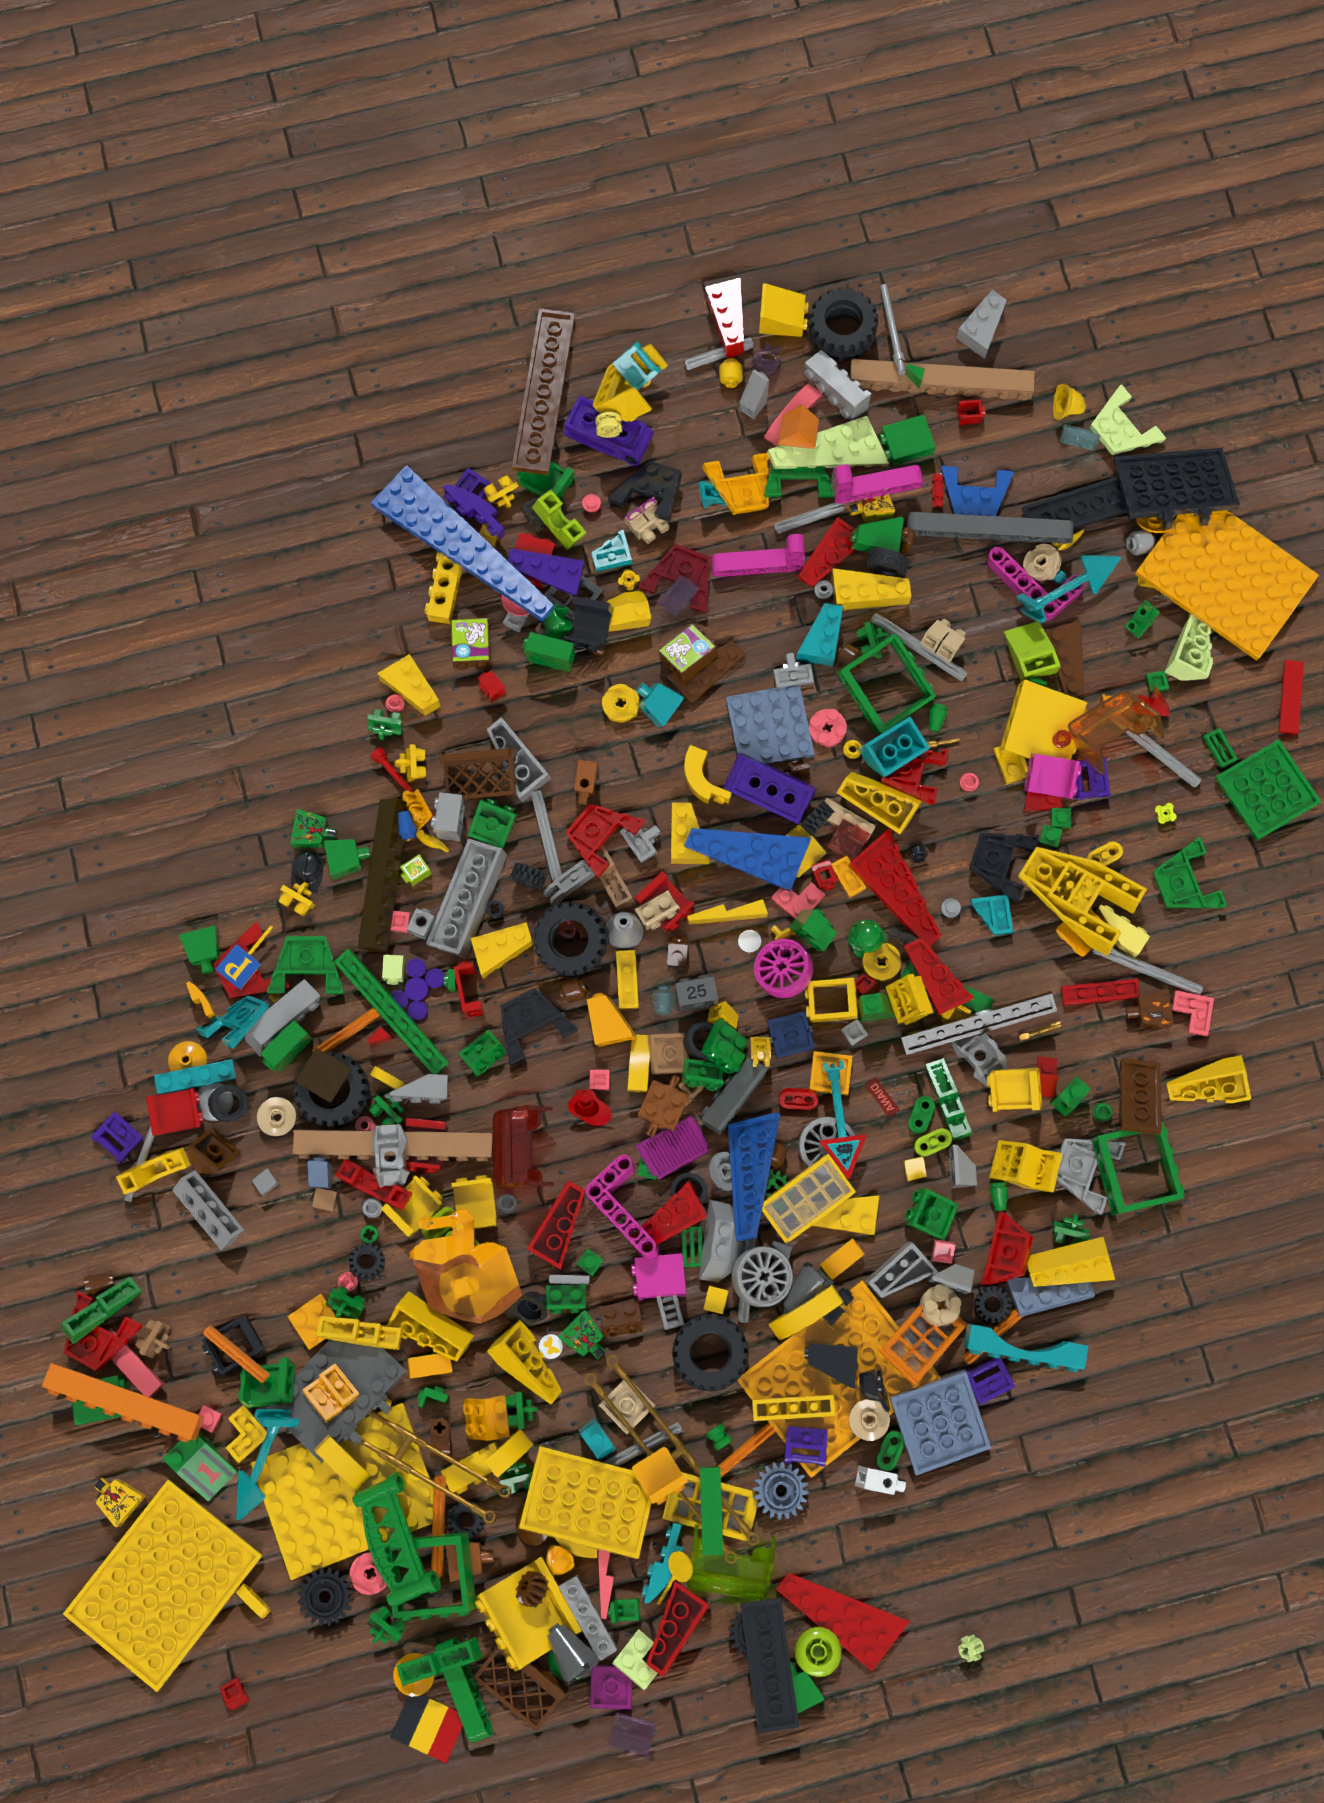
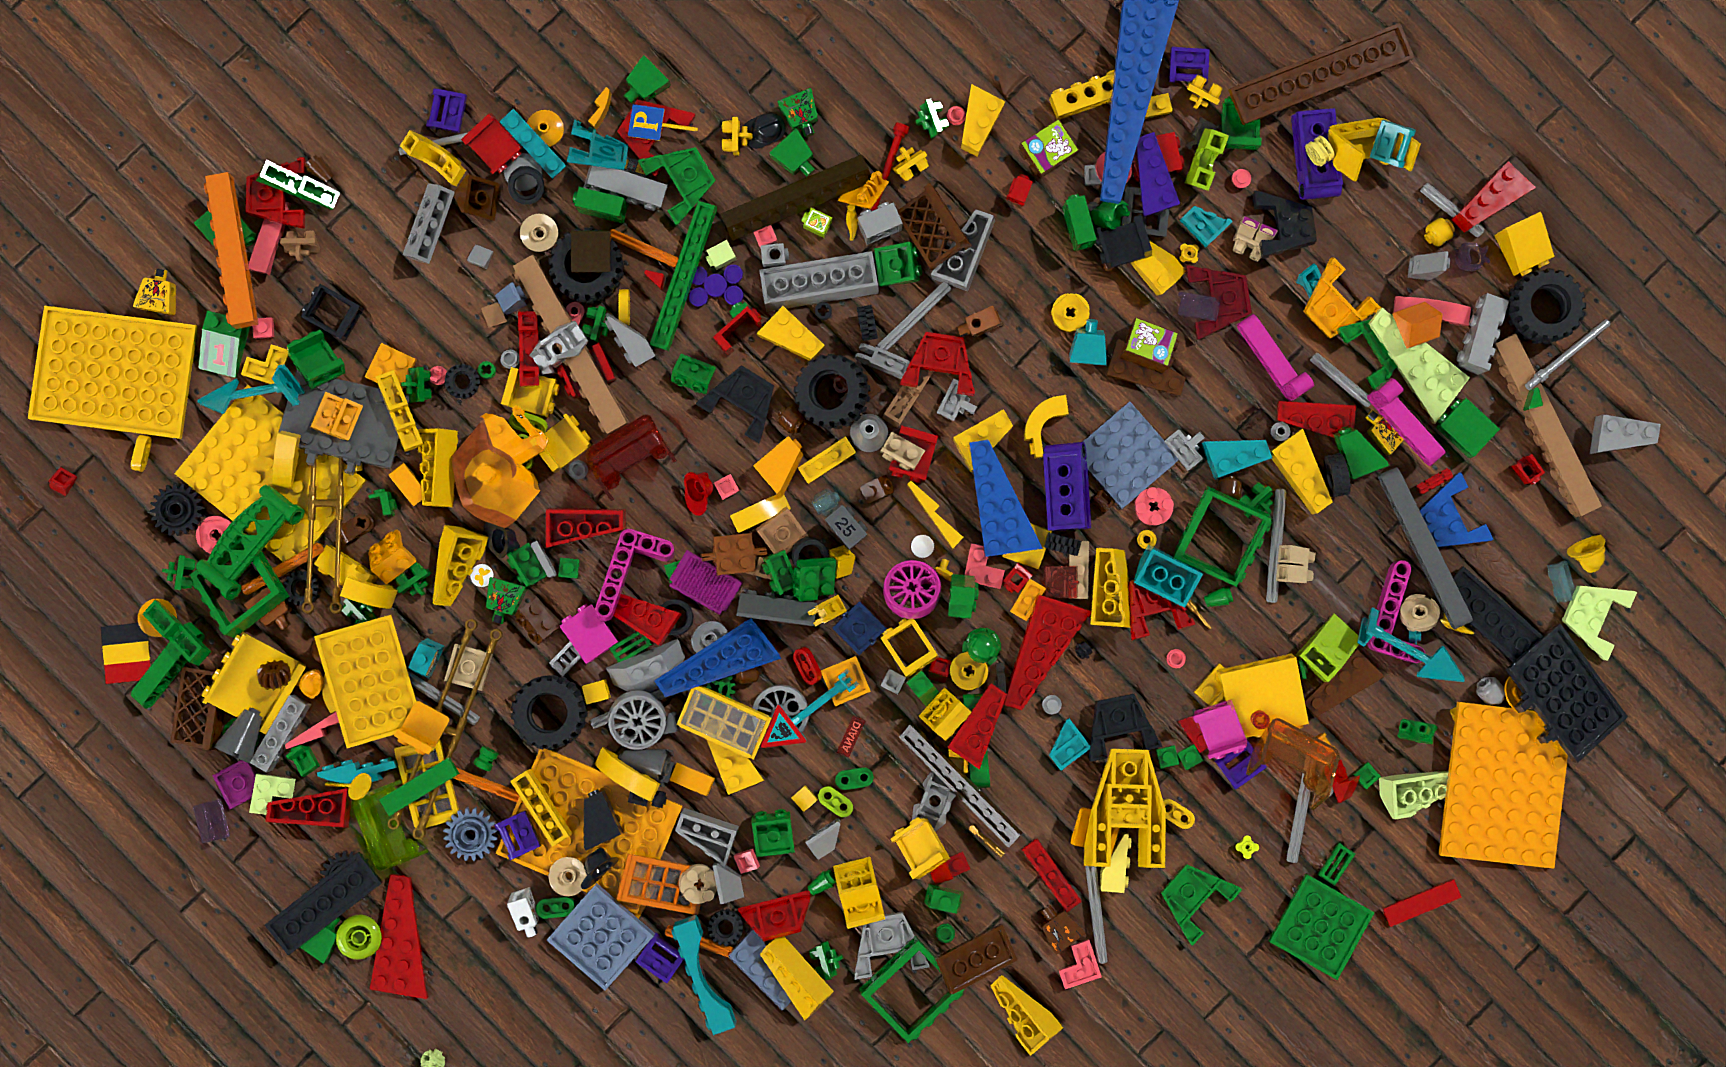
camera: 60 degrees right, 10 degrees up
(236, 1354) = (323, 319): orange axle -> none
(406, 826) = (848, 191): blue cone -> none
(473, 505) = (1175, 73): dark purple slope -> none
(908, 543) = (1369, 482): reddish brown arm -> none
(948, 1099) = (880, 794): green slope -> none

